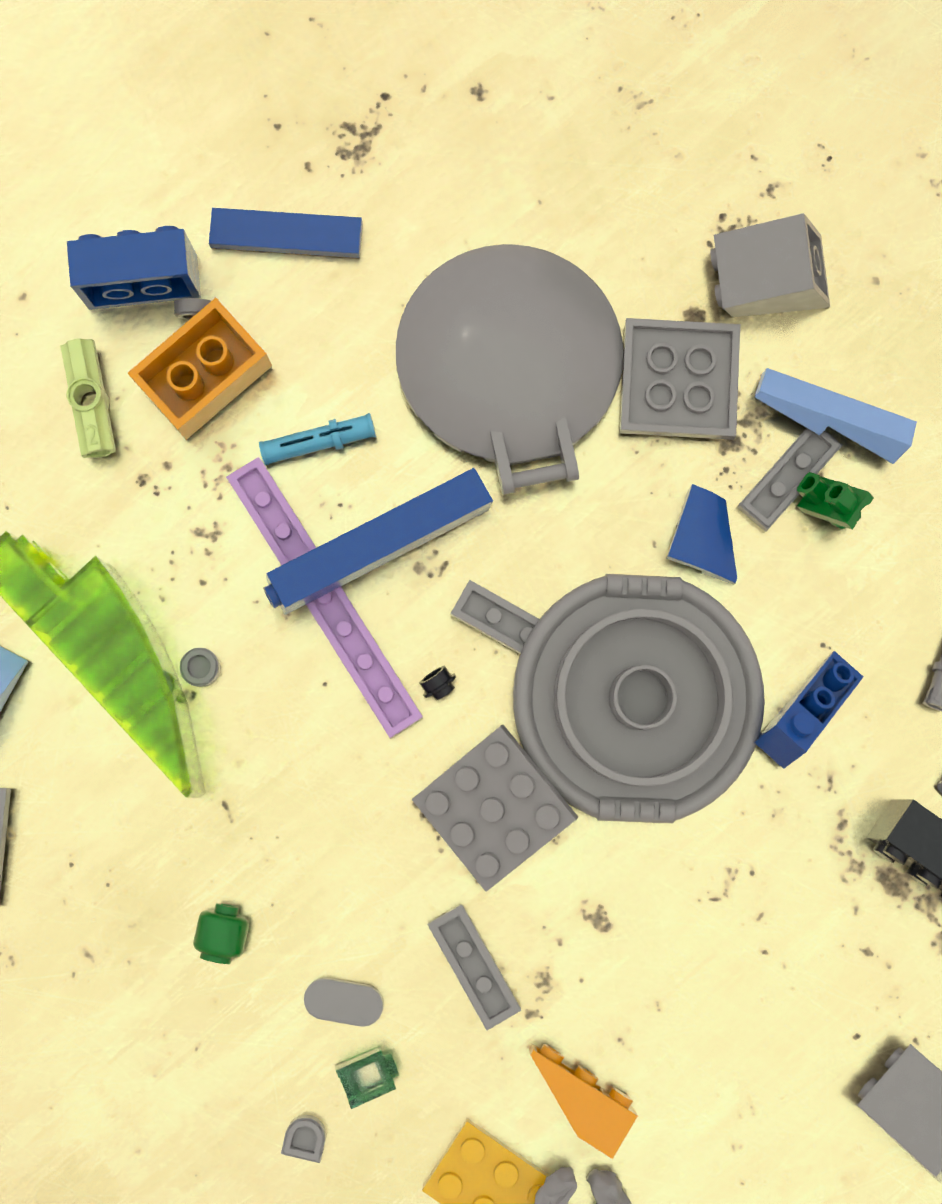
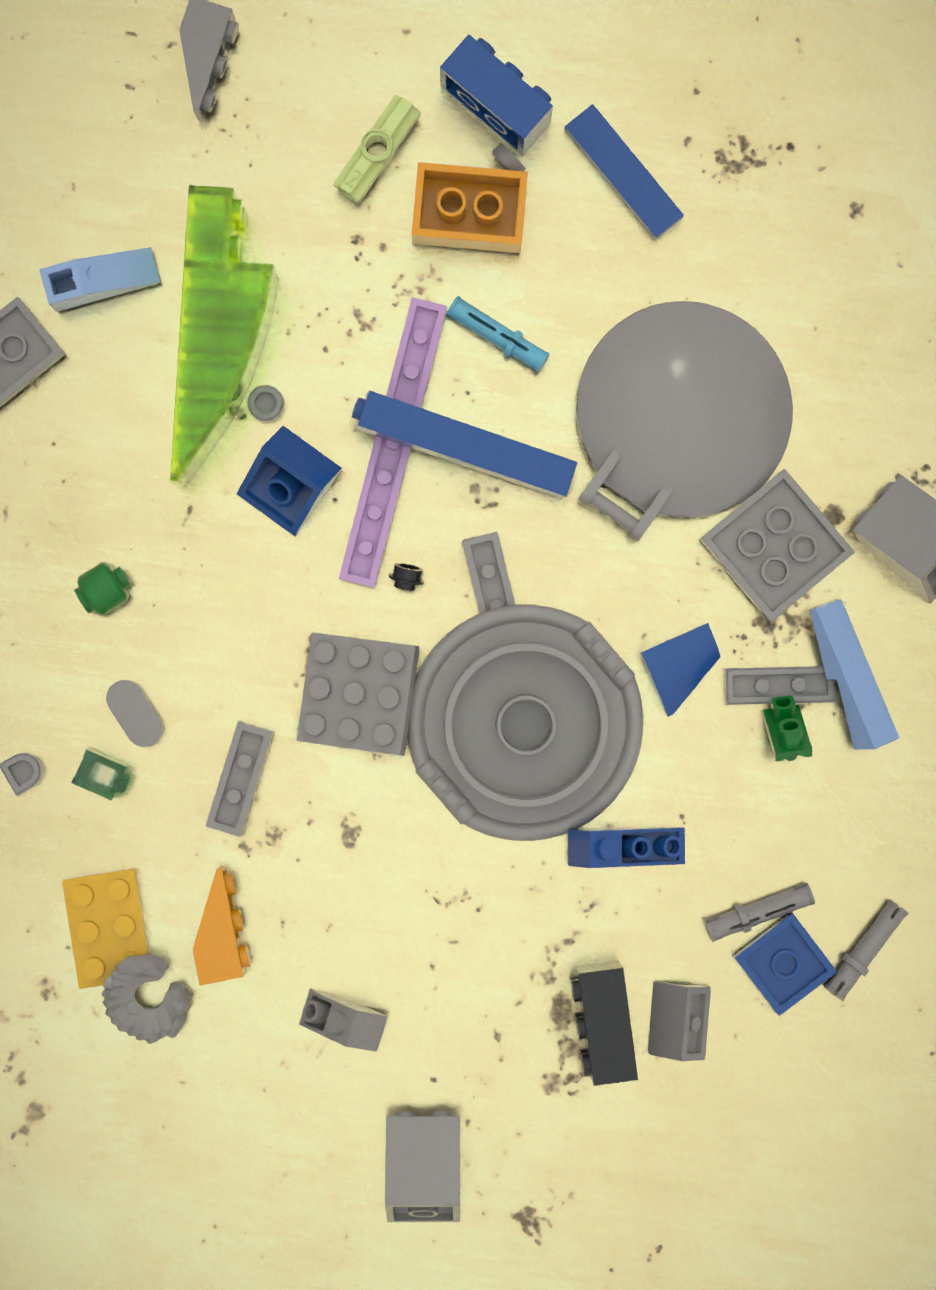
camera: 45 degrees right, 5 degrees up
(275, 705) = (288, 480): none -> blue slope
(746, 1066) = (343, 1021): none -> light grey slope

